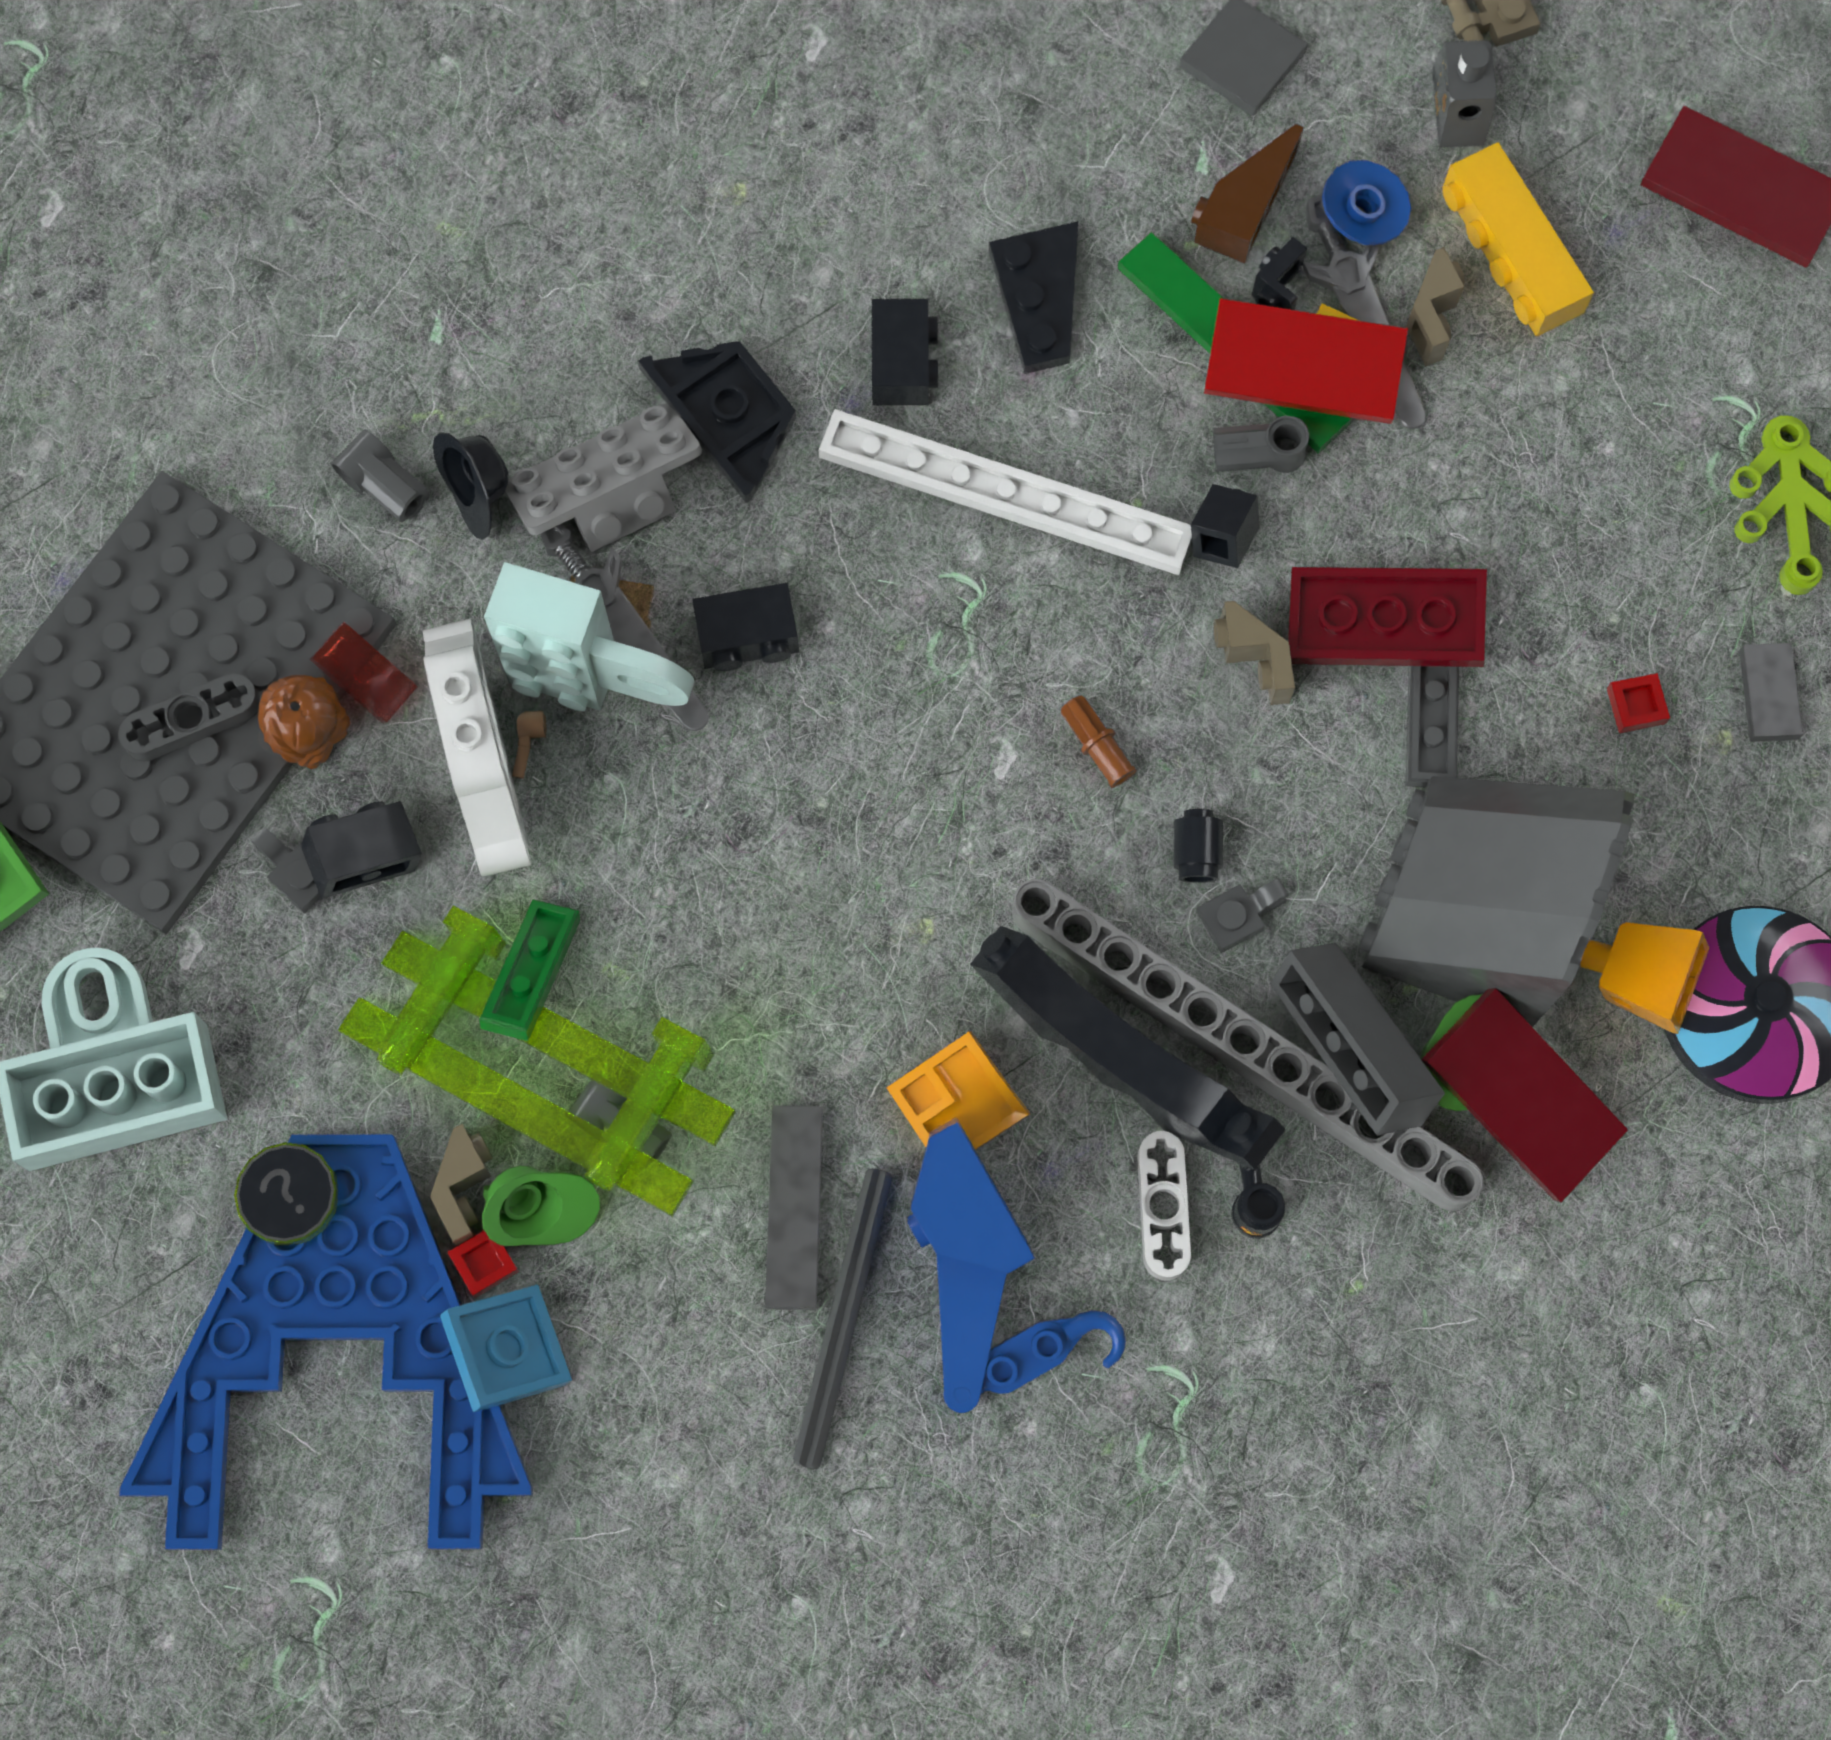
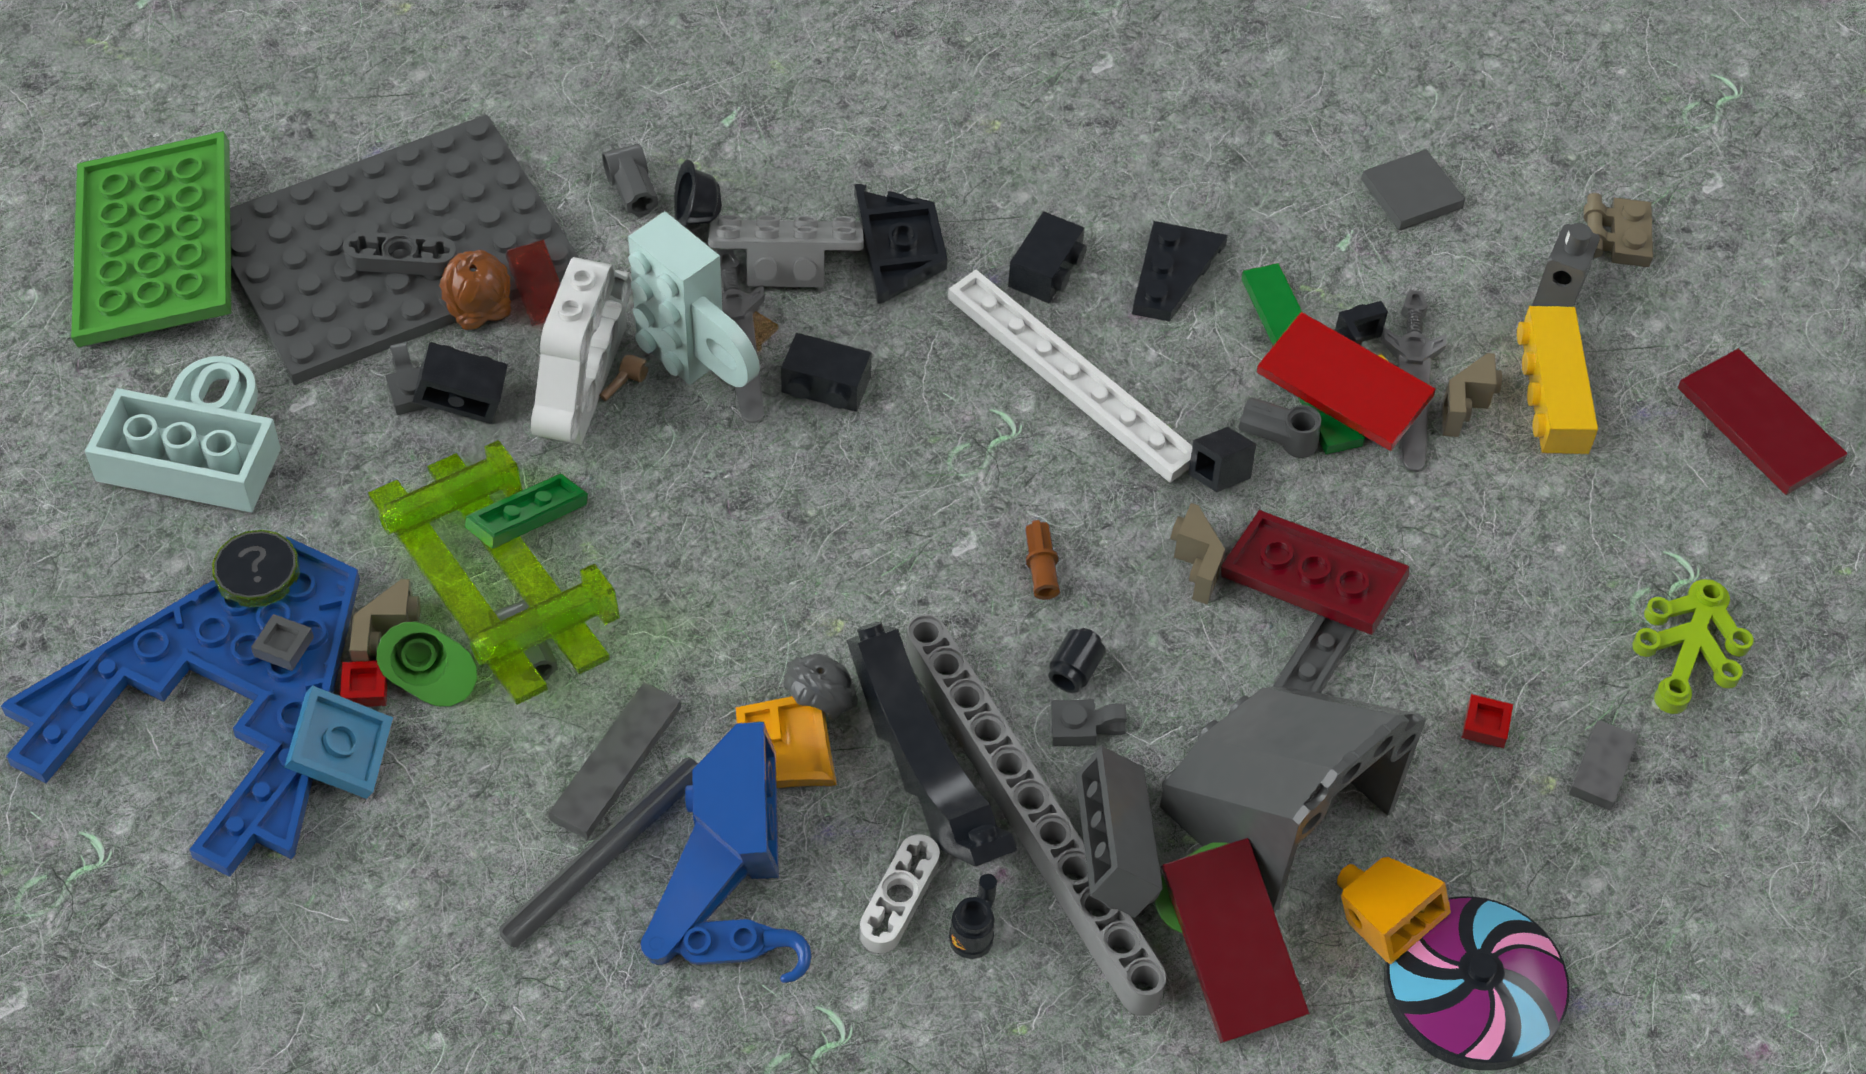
camera: 25 degrees right, 20 degrees down
(375, 1269) = (282, 642): none -> dark grey plate
(962, 1038) = (821, 684): none -> dark grey hair
(1244, 197) = (1363, 269): reddish brown slope -> none
(1376, 192) = (1452, 308): blue dish -> none

